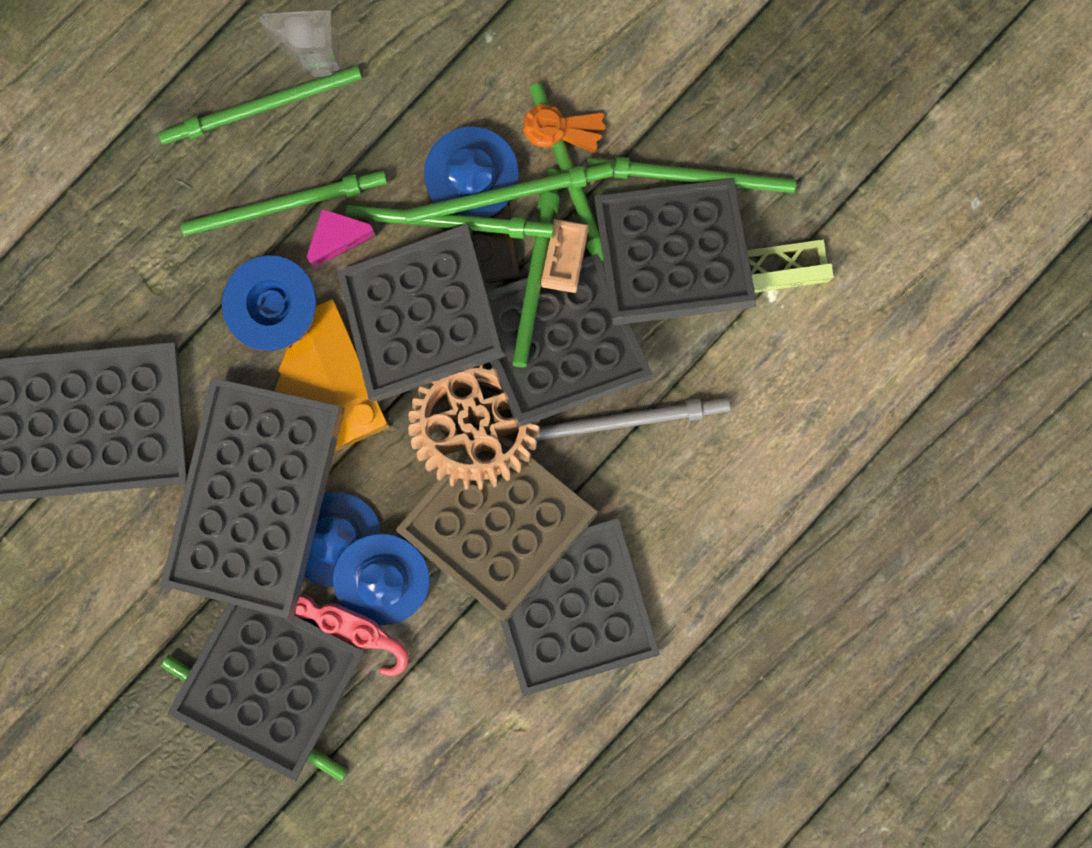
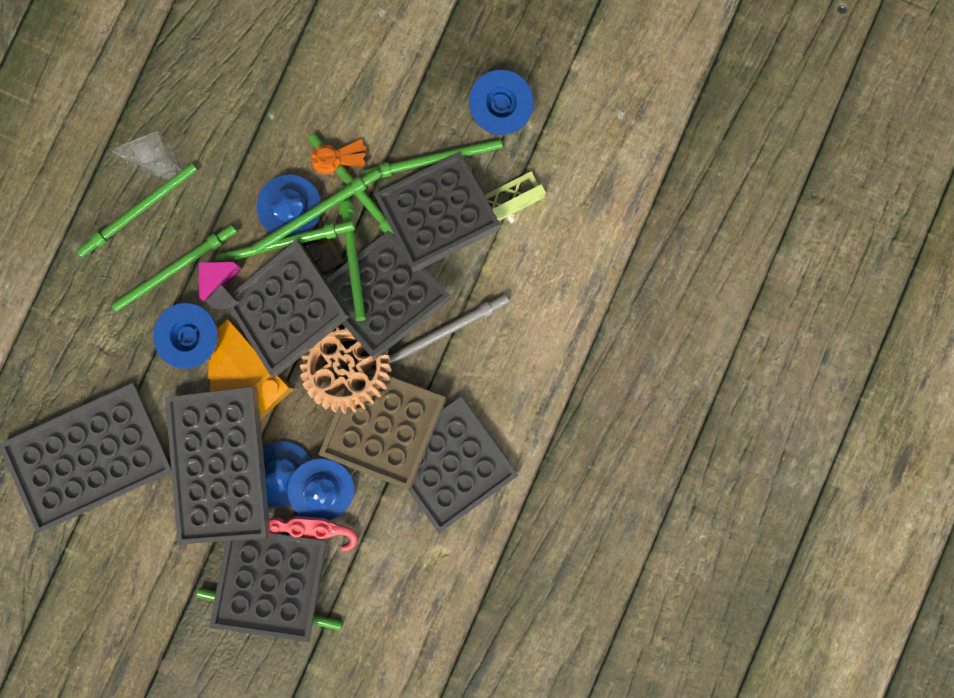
camera: 20 degrees left, 0 degrees up
(336, 269) = (222, 298): none -> dark grey tile
(565, 256) = (367, 239): light nougat plate -> none
(815, 130) = (501, 102): none -> blue hat

